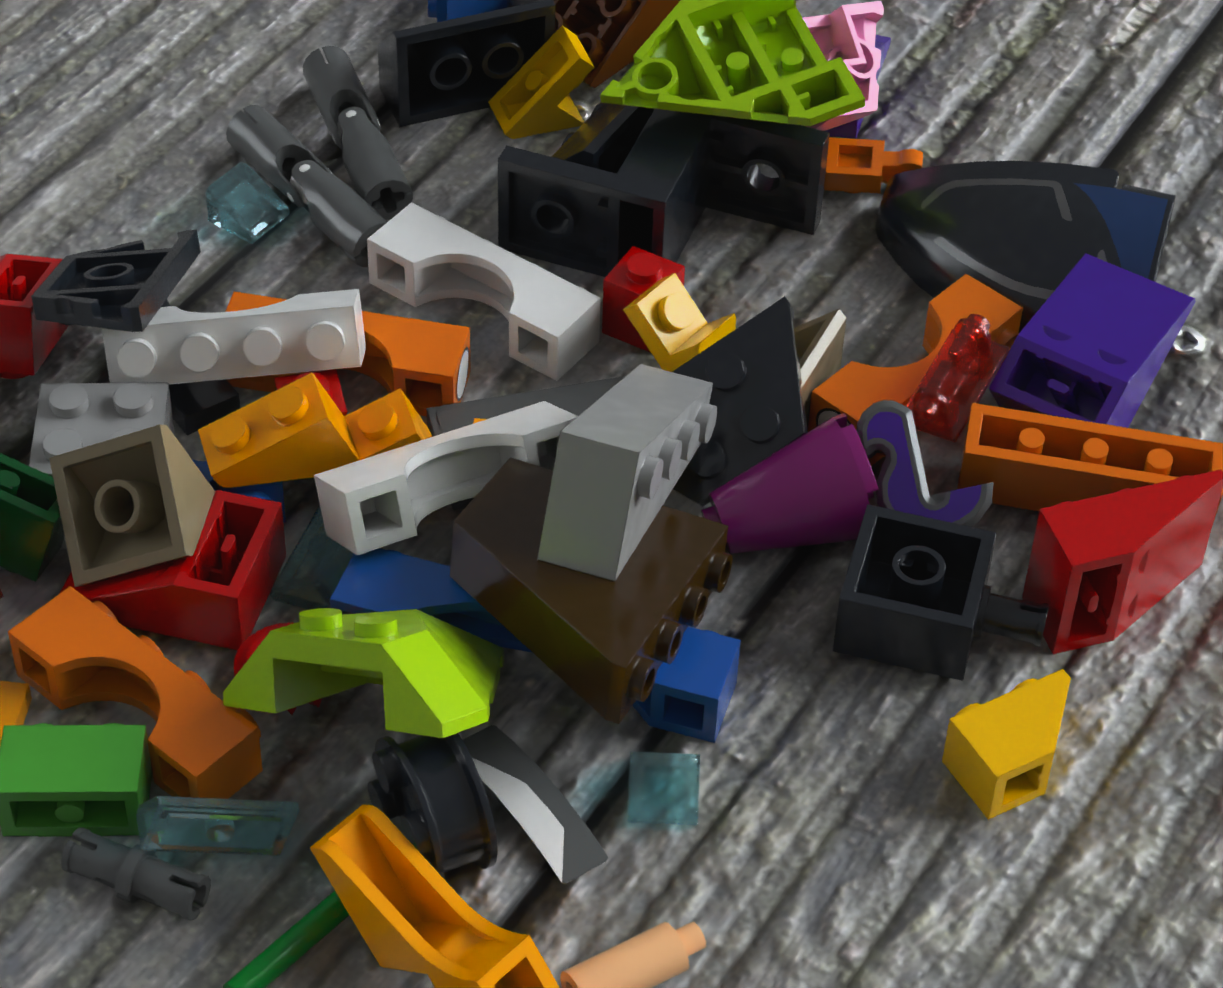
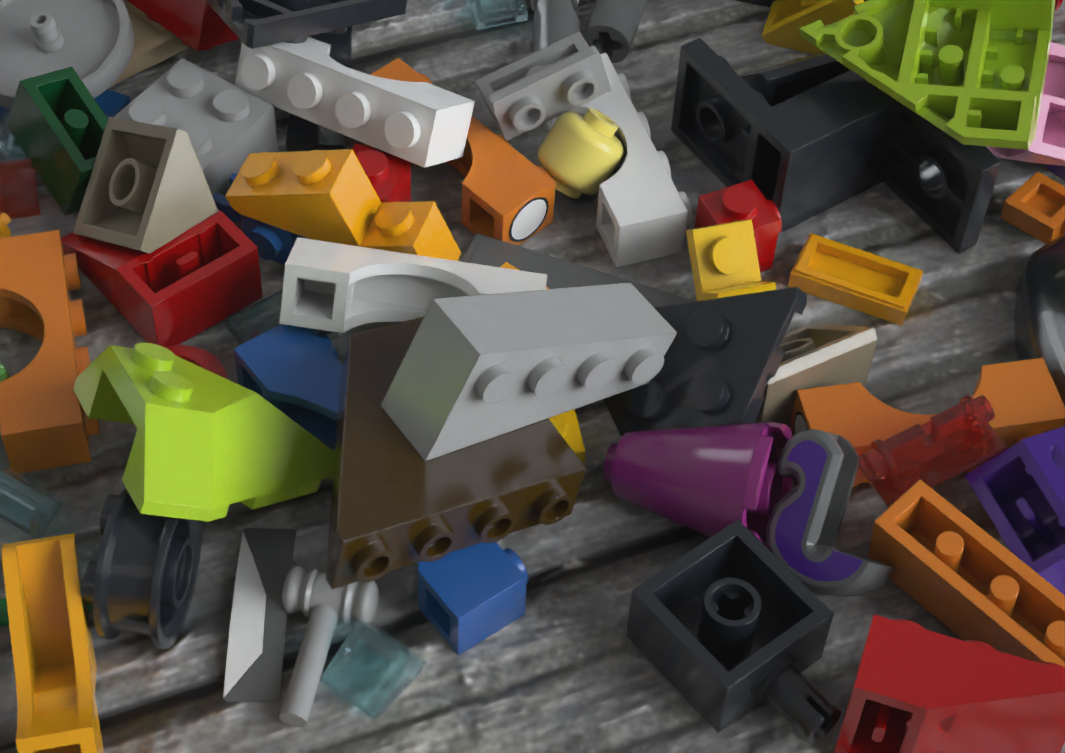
camera: 35 degrees right, 5 degrees up
(397, 249) = (544, 85): none -> light grey bracket
(463, 293) = (581, 152): none -> light yellow head
(588, 756) = (325, 606): none -> light grey piece
(755, 288) = (855, 279): none -> light orange tile

